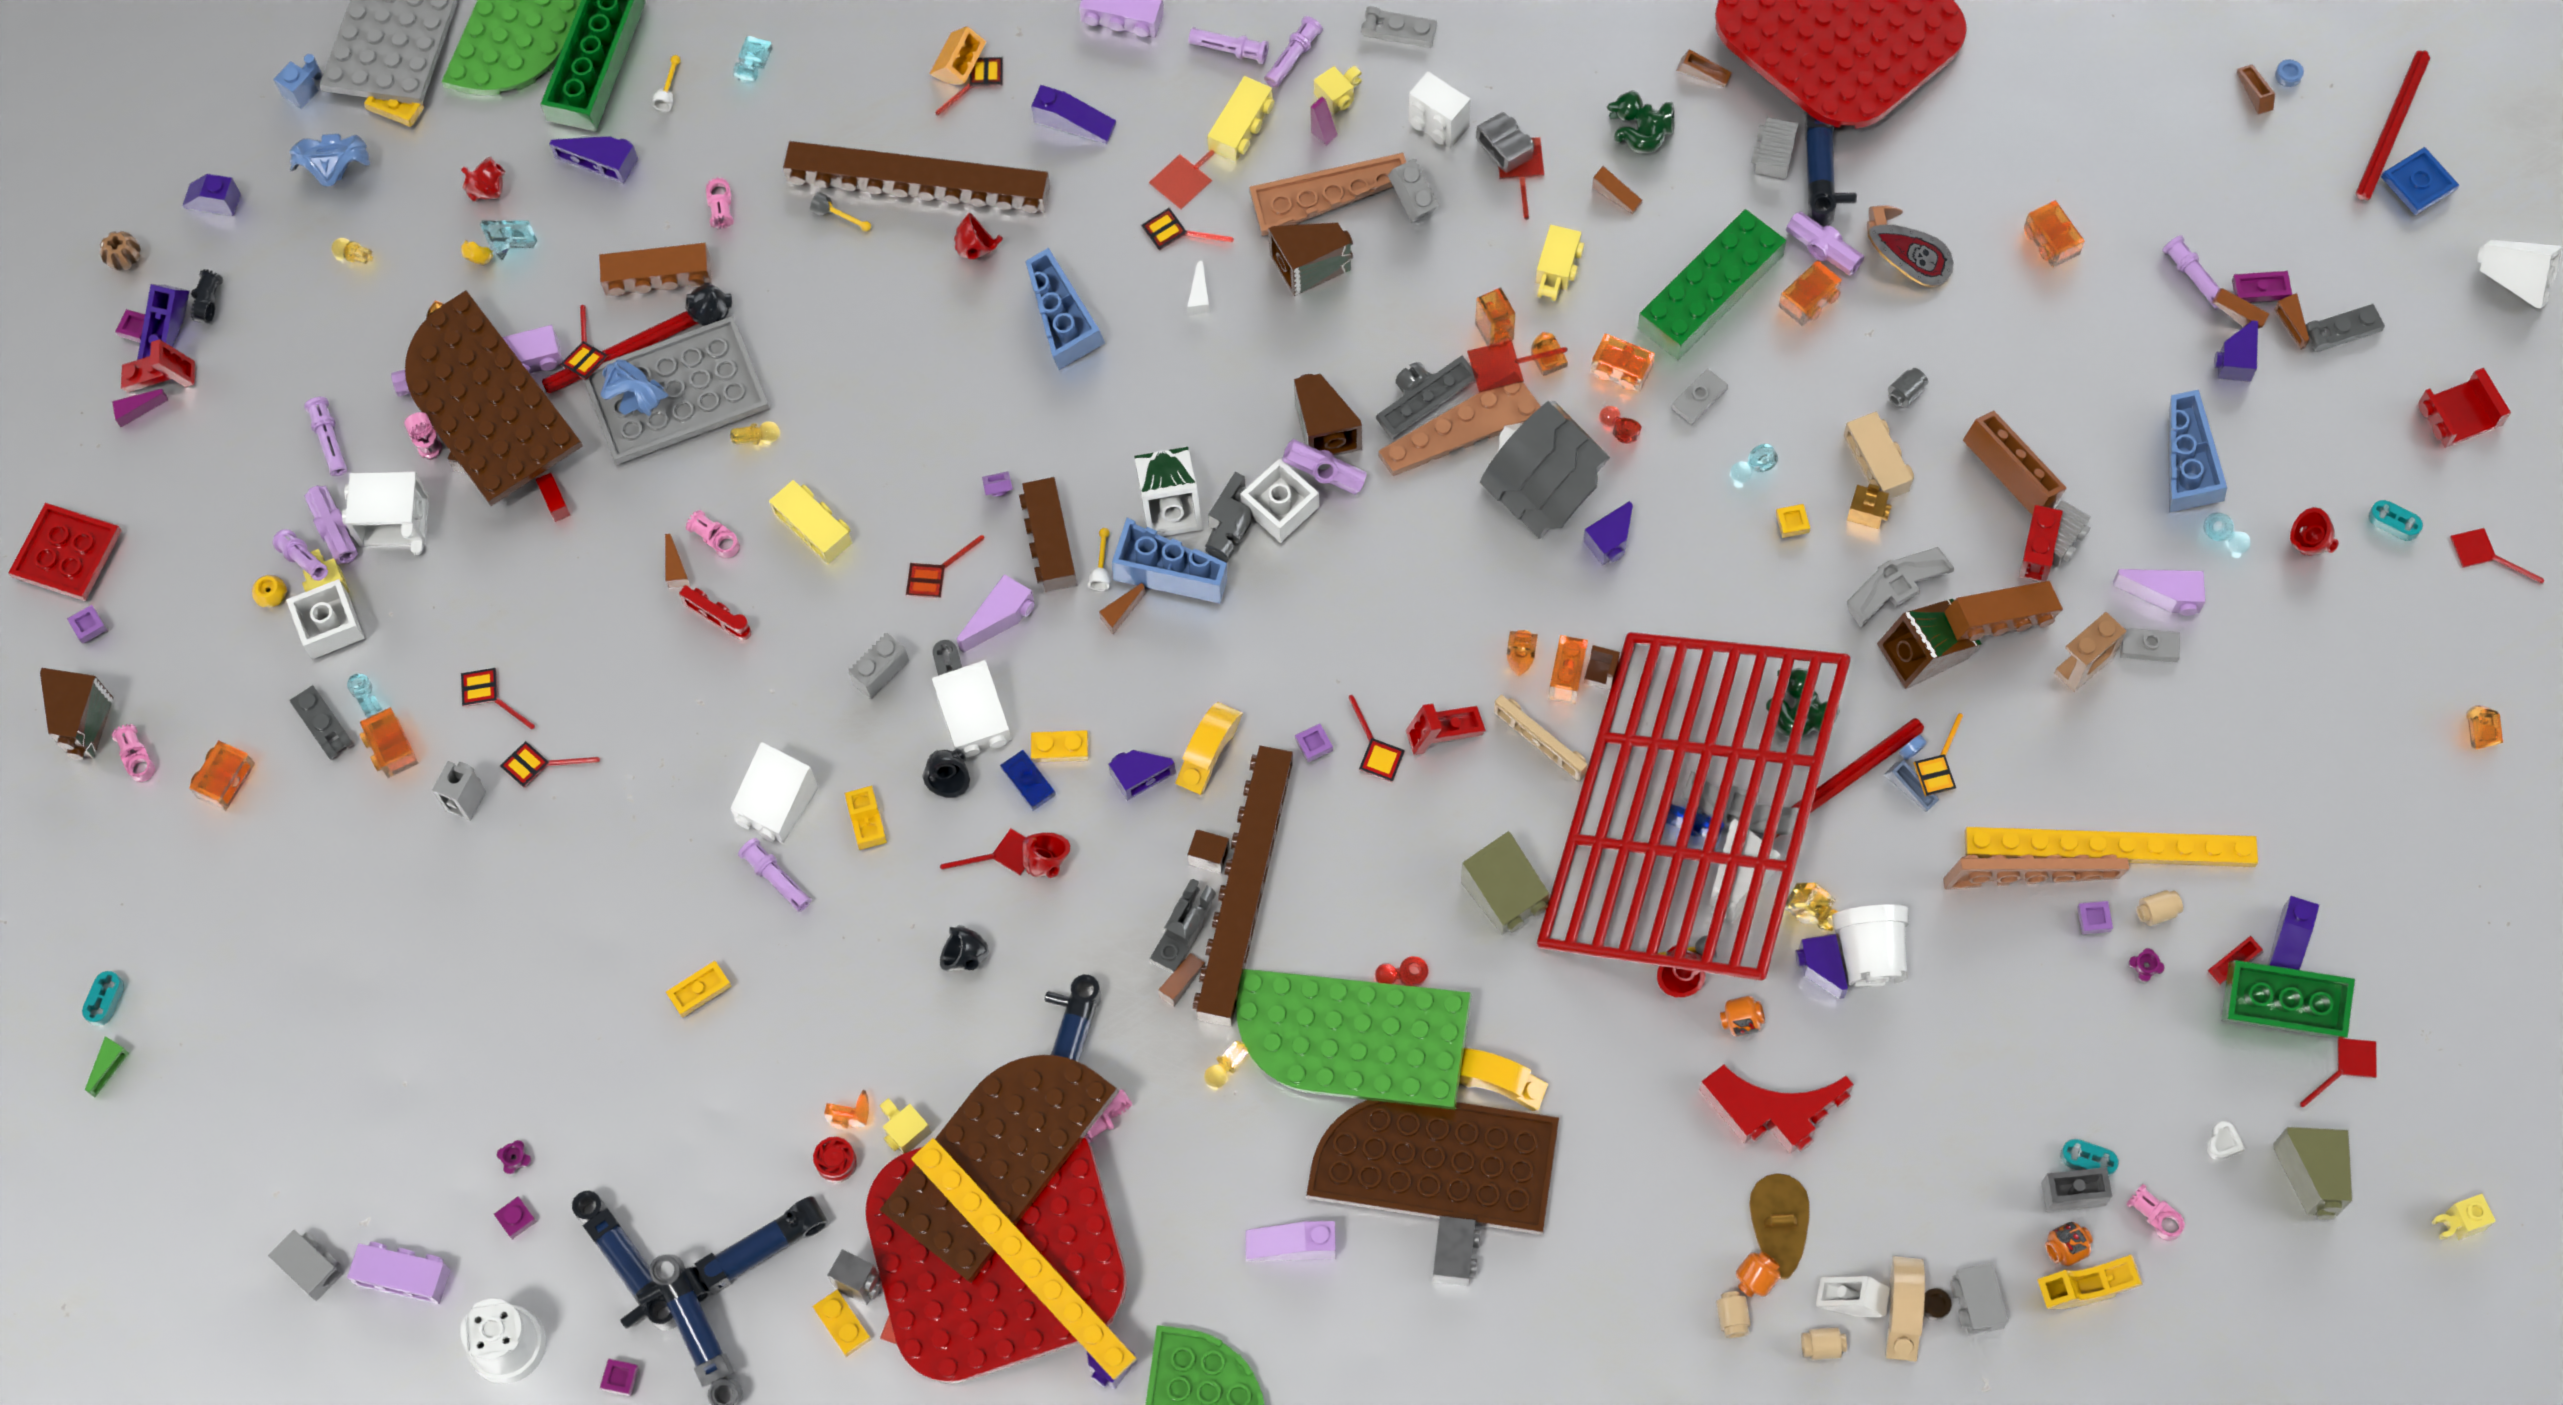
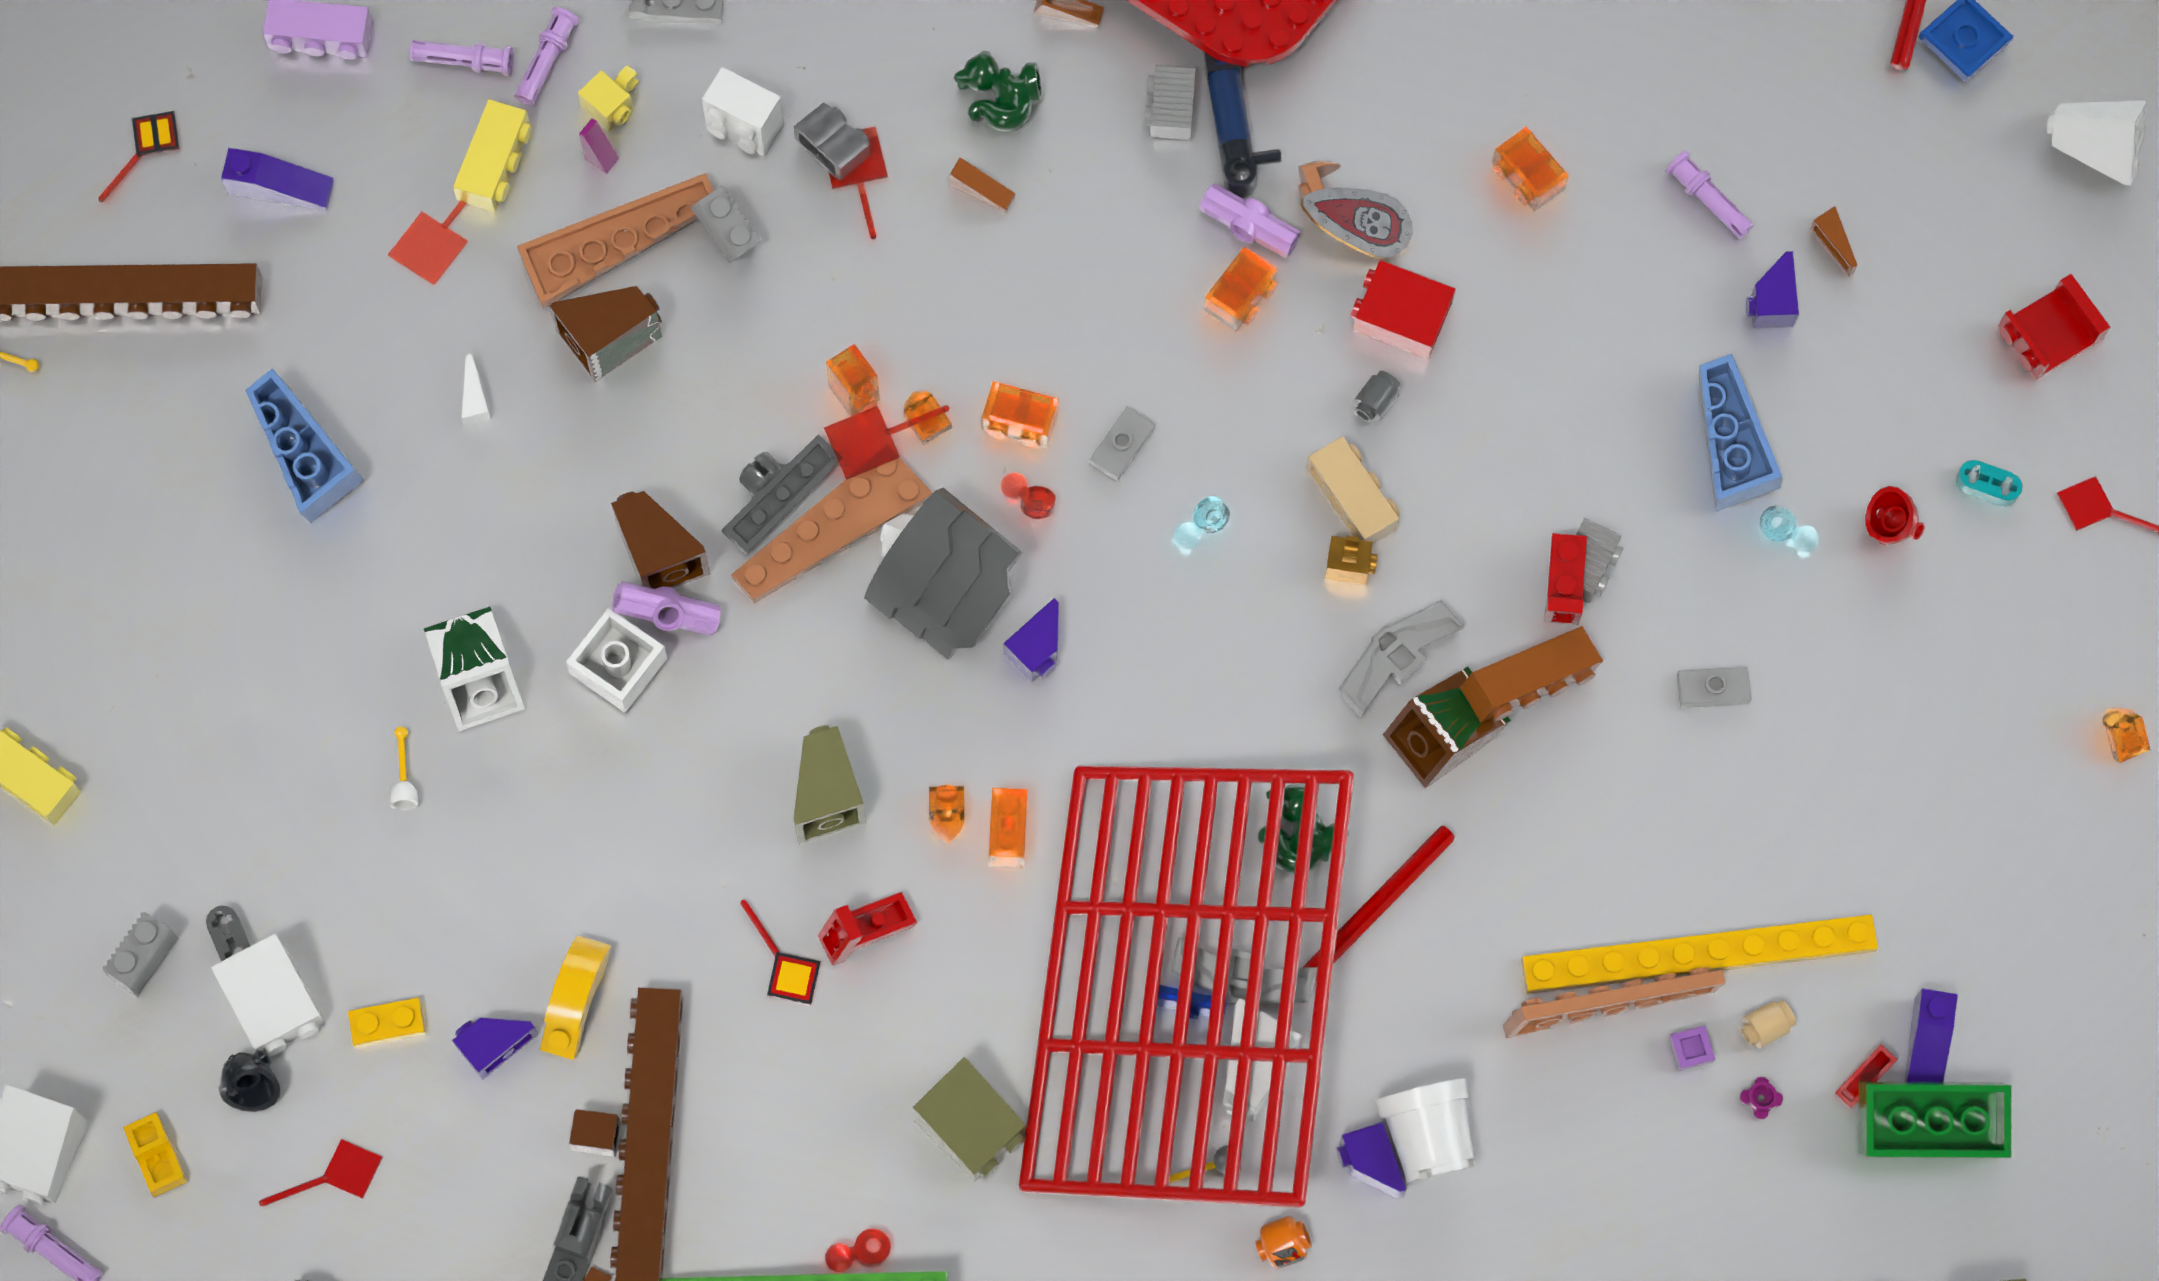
camera: 15 degrees left, 5 degrees up
(927, 579) = (185, 826): clear red piece -> none
(958, 56) = (116, 120): light orange brick -> none
(972, 244) = (176, 371): red helmet -> none
(997, 484) = (254, 688): medium lavender plate -> none
(999, 612) = (284, 857): lavender slope -> none
(1027, 780) = (353, 1073): clear blue plate -> none
(1044, 854) = (389, 1168): red helmet -> none
(1049, 535) = (331, 747): reddish brown brick -> none
(1119, 610) = (435, 832): dark orange piece -> none
(1166, 228) = (419, 315): piece -> none
(1167, 565) = (485, 766): medium blue wedge -> none
(1228, 520) = (557, 693): dark grey plate -> none
(1313, 743) = (705, 970): medium lavender plate -> none
(1430, 617) = (826, 787): none -> olive slope
(1558, 260) = (920, 291): light yellow brick -> none
(1569, 761) = (1028, 947): tan plate -> none
(1601, 667) = (1049, 819): reddish brown panel -> none
(1680, 981) = (1200, 1214): red helmet -> none
(1711, 284) = (1116, 295): green brick -> none
(1792, 520) = (1258, 591): yellow plate -> none
(1811, 905) = (1348, 1087): clear yellow brick -> none
(1908, 782) = (1449, 912): sand blue piece -> none
(1913, 747) = (1444, 865): medium blue tile -> none
(1935, 771) = (1475, 891): piece -> none
(1937, 324) = (1402, 308): none -> red brick
(2013, 462) = (1519, 478): dark orange brick -> none
(2091, 651) = (1643, 712): medium nougat window -> none
(2168, 589) = (1728, 614): lavender slope -> none
(2239, 309) = (1768, 237): dark orange piece -> none
(2262, 286) = (1791, 202): magenta plate -> none
(2345, 327) = (1898, 241): dark grey plate -> none
(2354, 1059) = (2023, 1177): red piece -> none

